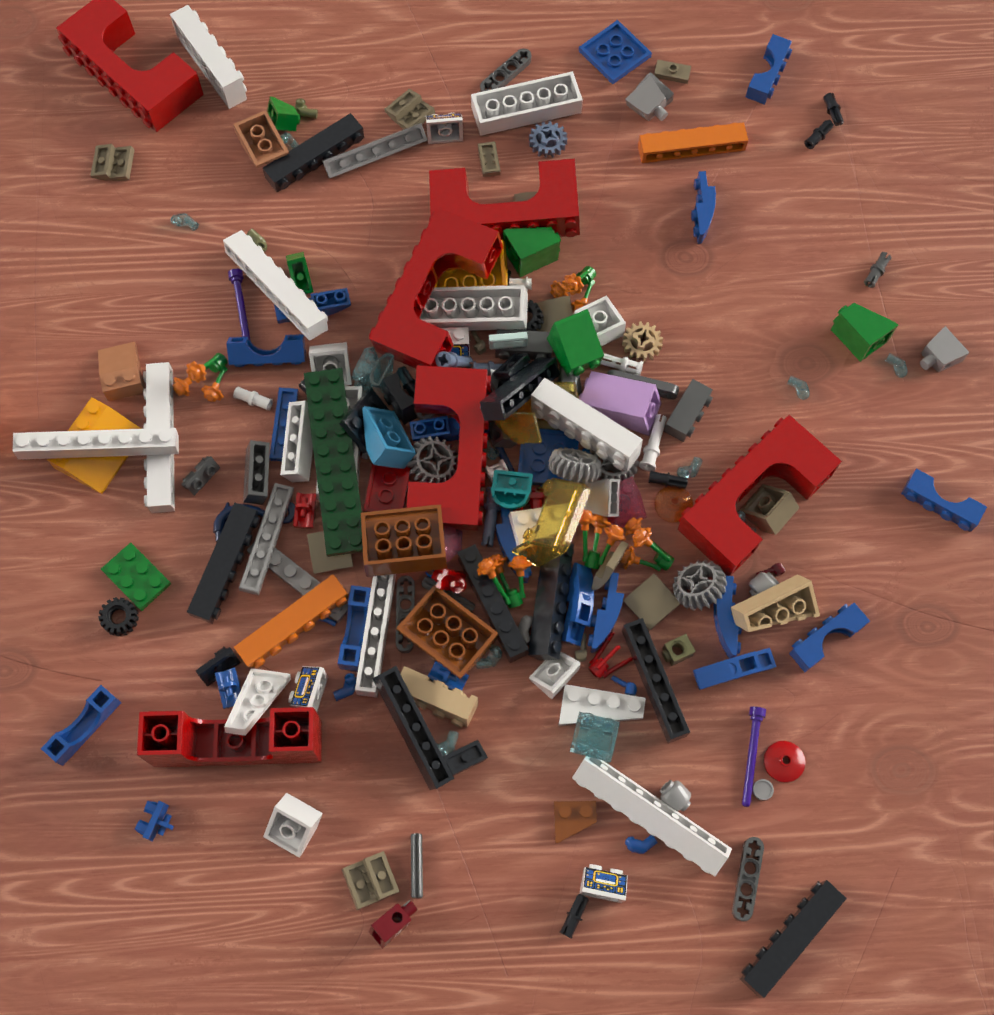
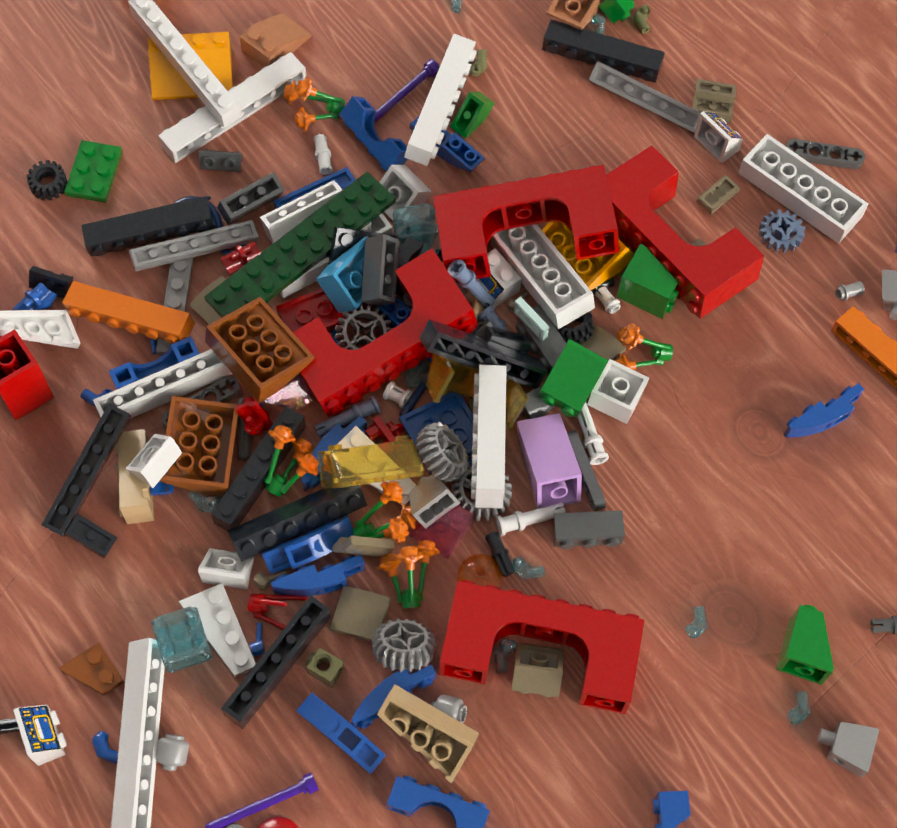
camera: 55 degrees right, 5 degrees down
(309, 687) = (73, 368): slope -> none
(400, 415) = (379, 270): none -> dark grey brick
(442, 671) = (154, 459): none -> white slope
(449, 745) = (96, 516): clear light blue arm -> none
(511, 488) = (380, 413): teal slope -> none
(524, 627) = (254, 513): light grey arm -> none
(621, 134) = (844, 292): none -> light grey pin
(651, 345) = (624, 446): tan gear -> none
(777, 568) = (478, 714): dark red hand -> none

